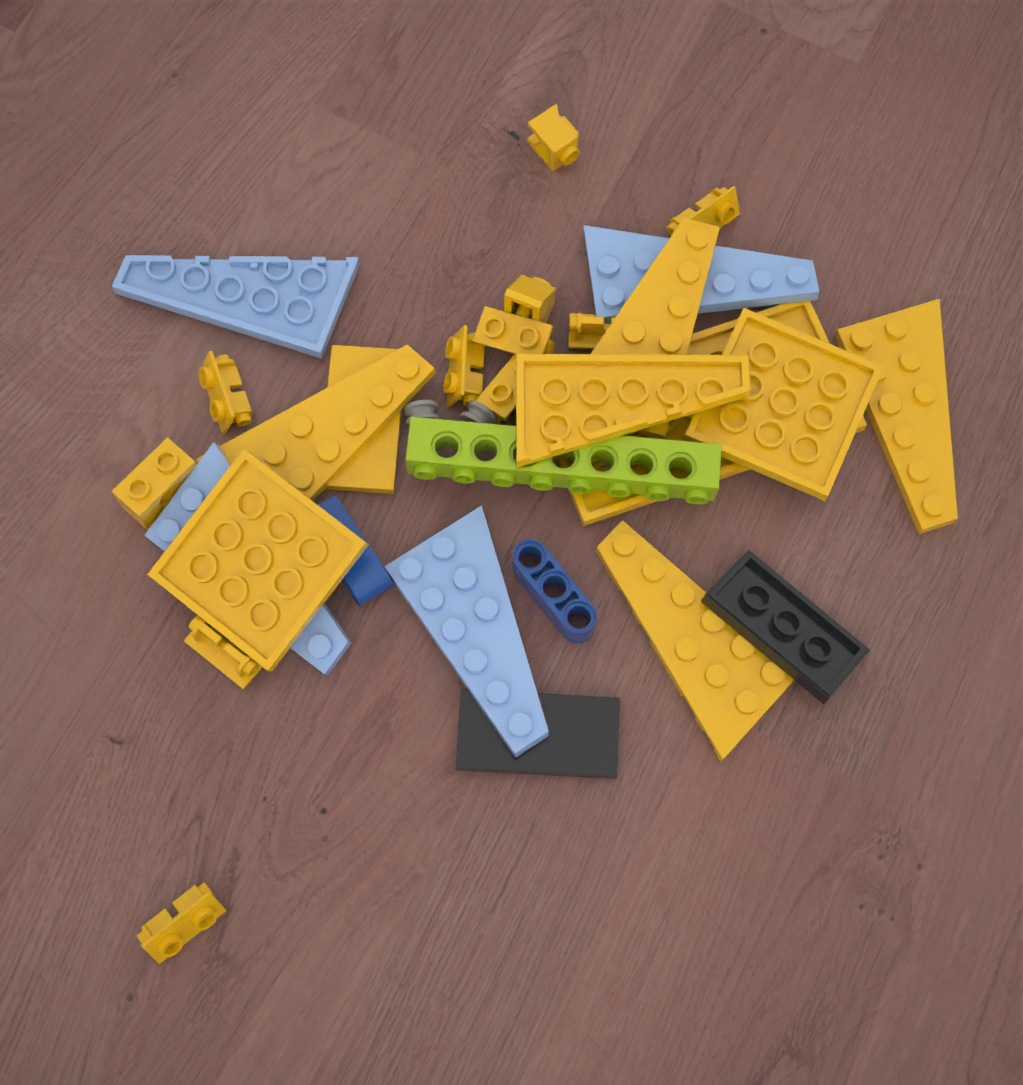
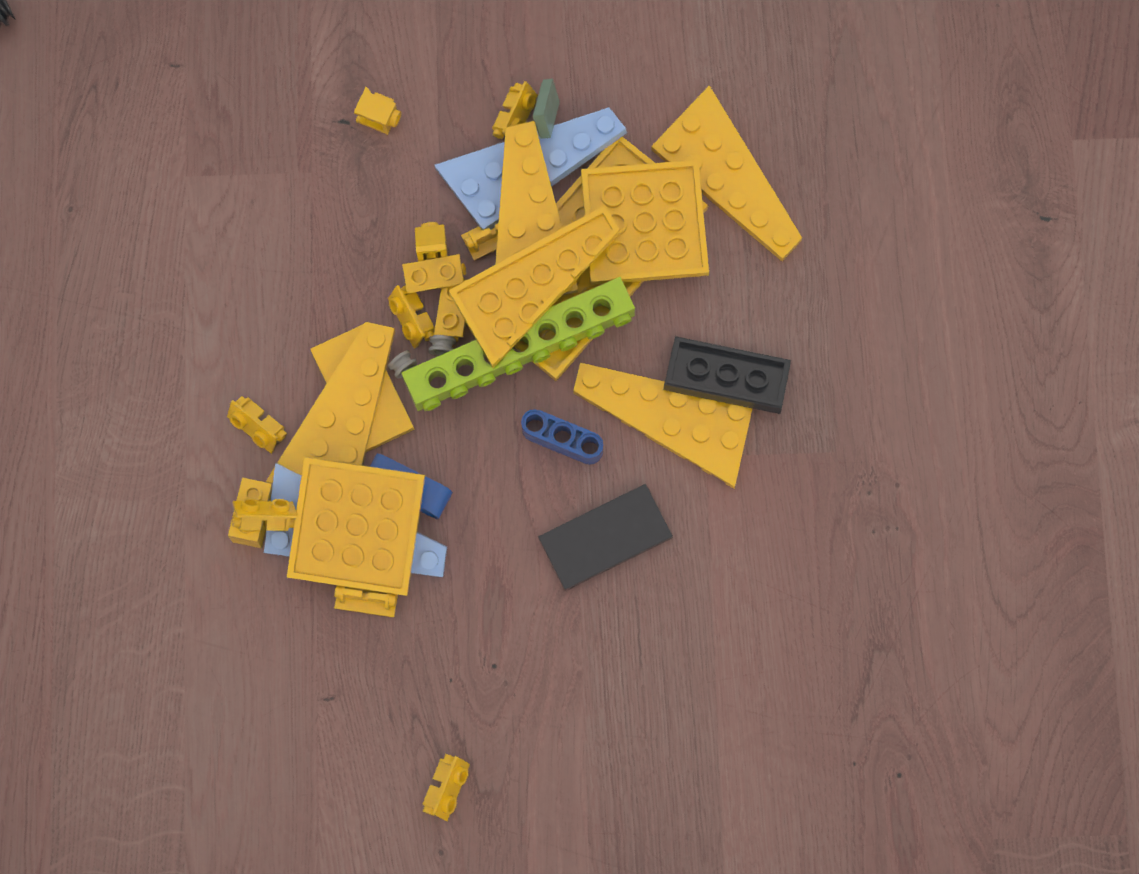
camera: 25 degrees left, 5 degrees up
(147, 477) = (278, 514): none -> yellow hinge
(253, 295) = (237, 342): light blue wing -> none
(466, 609) = (508, 479): light blue wing -> none
(741, 226) = (546, 108): none -> sand green tile

